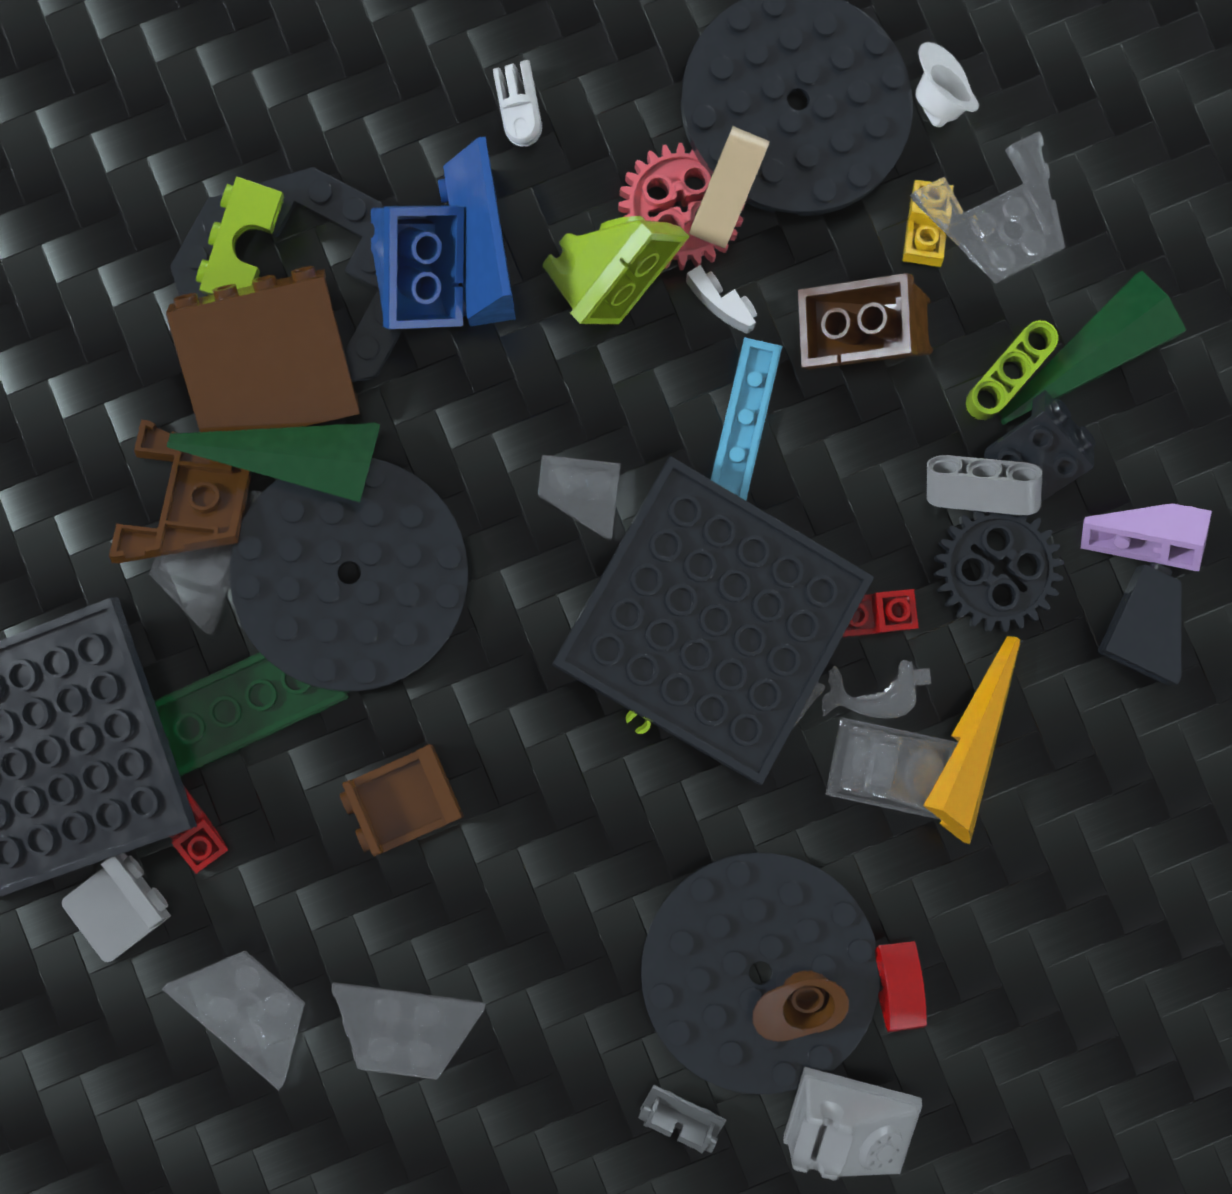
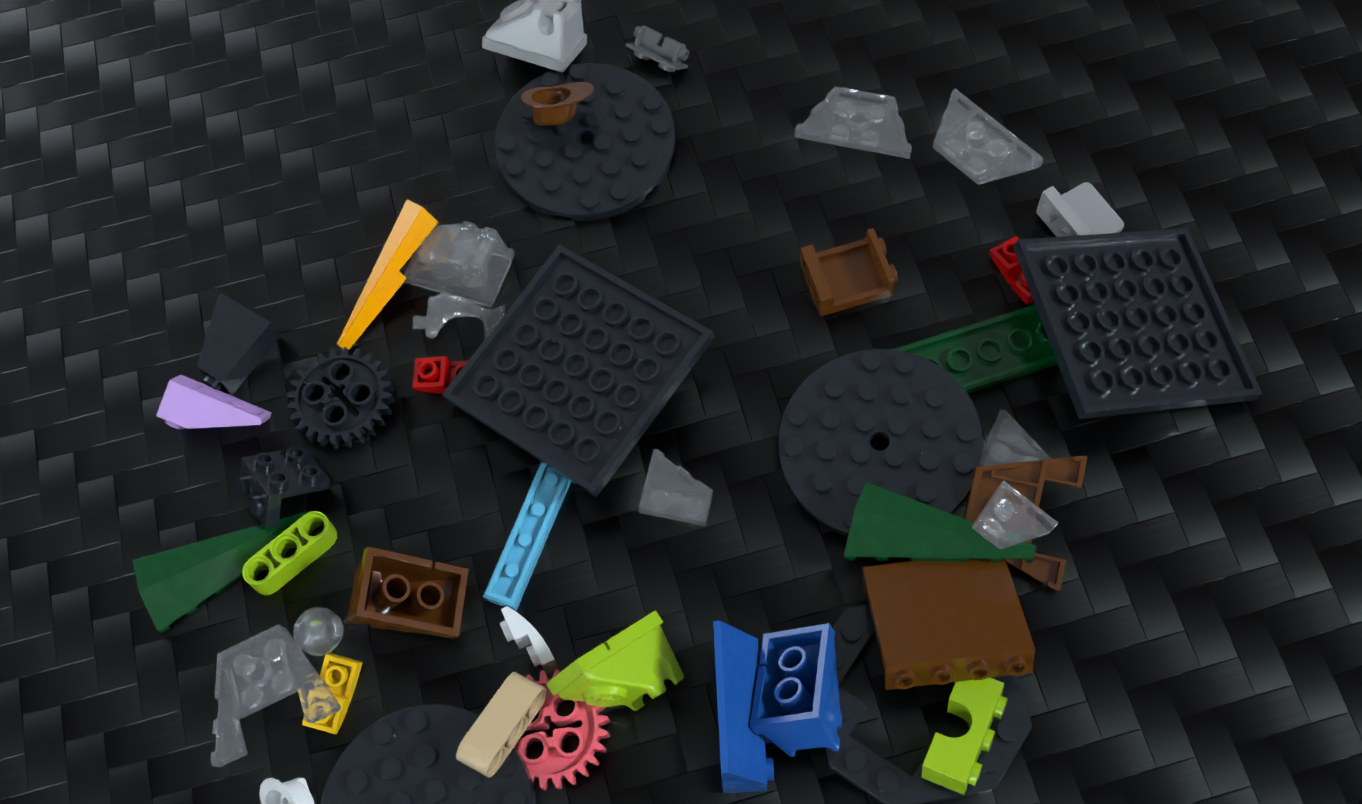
camera: 165 degrees left, 20 degrees down
(195, 472) = (1011, 518): none -> clear wing
(903, 986) = (480, 120): red slope -> none
(957, 282) = (318, 631): none -> clear piece
(984, 485) = (320, 460): light grey beam -> none

